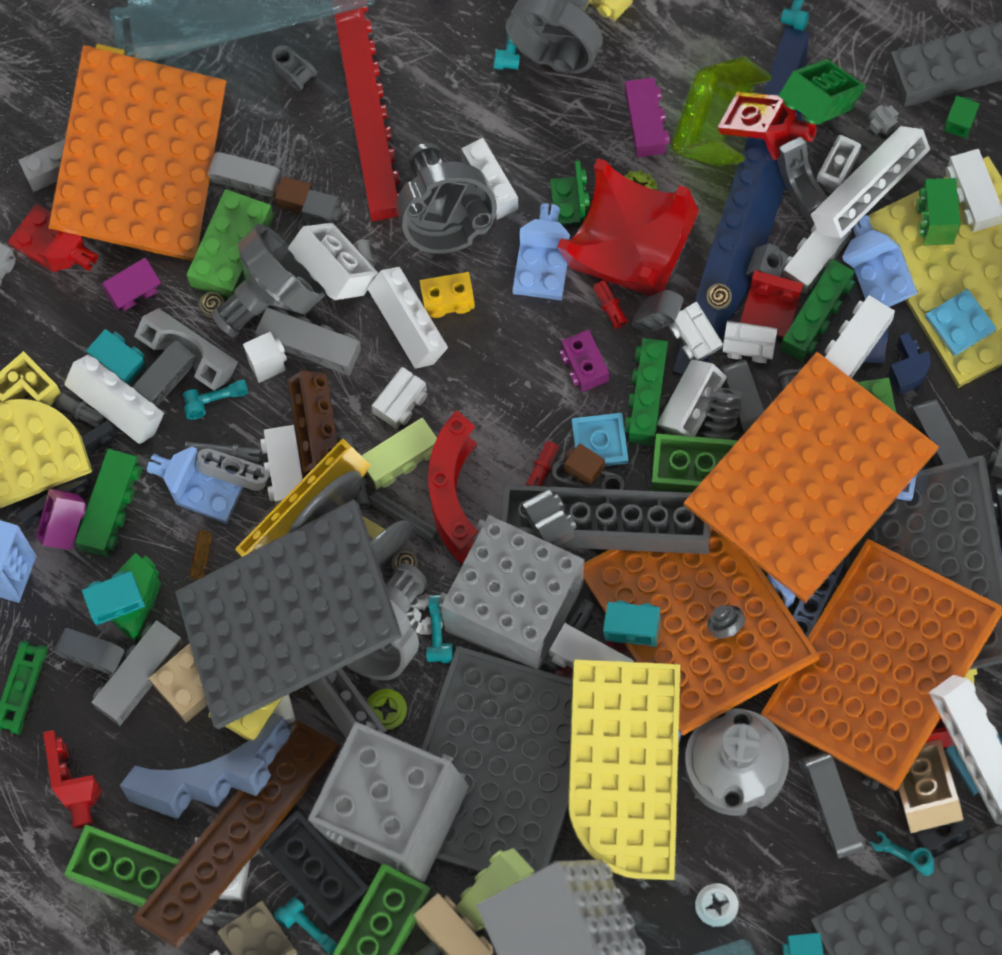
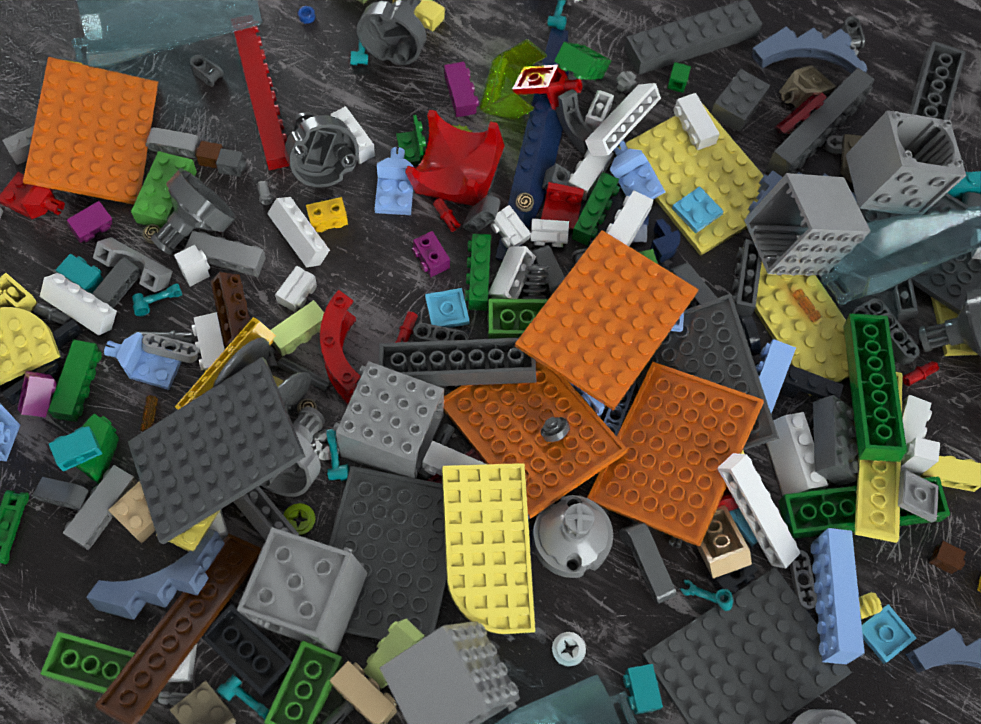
camera: 15 degrees left, 5 degrees down
(75, 794) = (46, 605): red plate -> none
(332, 261) = (240, 195): white brick -> none
(548, 519) = (413, 362): dark grey brick -> none
(584, 464) = (437, 324): reddish brown brick -> none
(632, 623) = (483, 437): teal brick -> none
(938, 211) = (674, 135): green brick -> none

